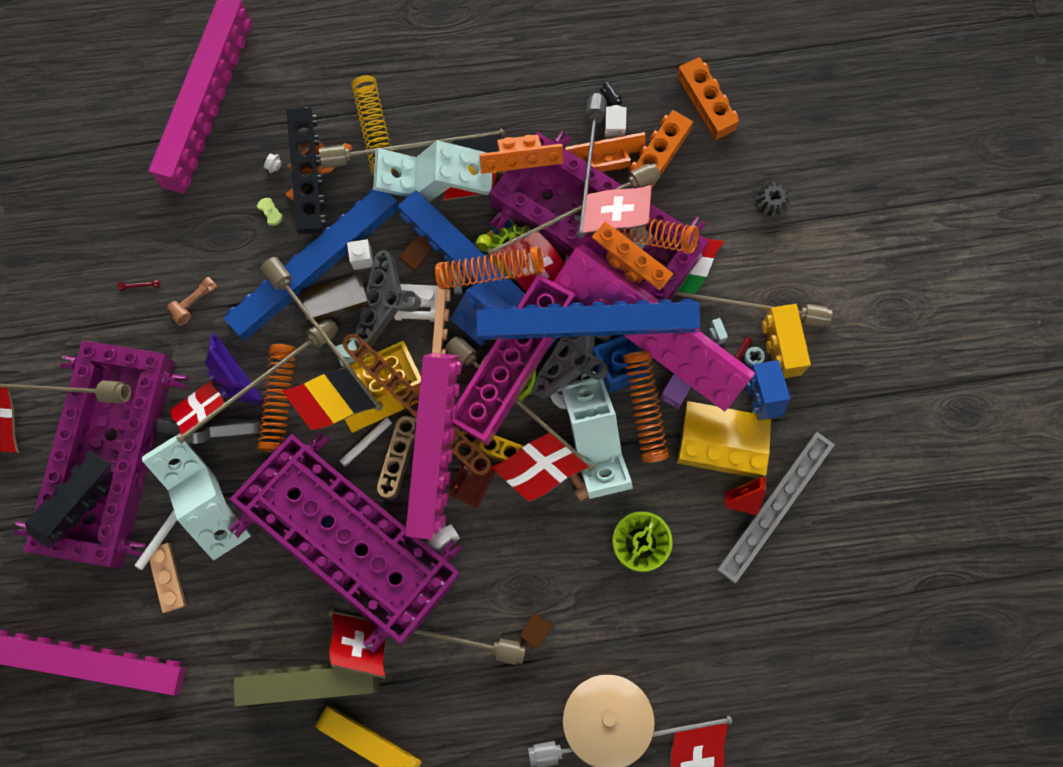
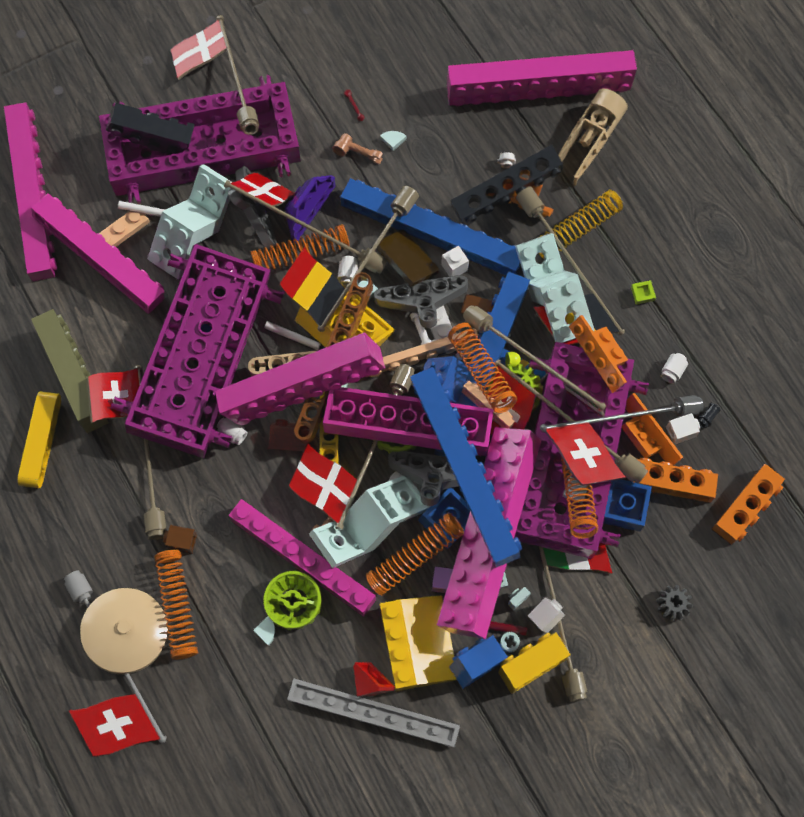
camera: 65 degrees right, 5 degrees down
(183, 610) = (98, 253): none -> dark pink brick
(196, 261) = (393, 139): none -> light aqua tile
(264, 49) = (607, 109): none -> tan piece
(270, 211) = (463, 176): yellowish green piece -> none
(321, 360) = (347, 269): none -> white brick
(440, 250) = (483, 322): none -> dark tan flag
(467, 98) = (643, 292): none -> lime plate
(516, 285) = (473, 392): none -> light nougat plate
(553, 104) = (674, 368): none -> white brick
(602, 517) = (302, 557): none -> dark pink brick
(630, 258) = (543, 480): orange bracket -> none
(653, 667) = (166, 557): none -> orange piece
(659, 579) = (266, 630): none -> light aqua tile
(672, 195) = (627, 504): none -> blue brick
(744, 312) = (546, 614): none -> white brick

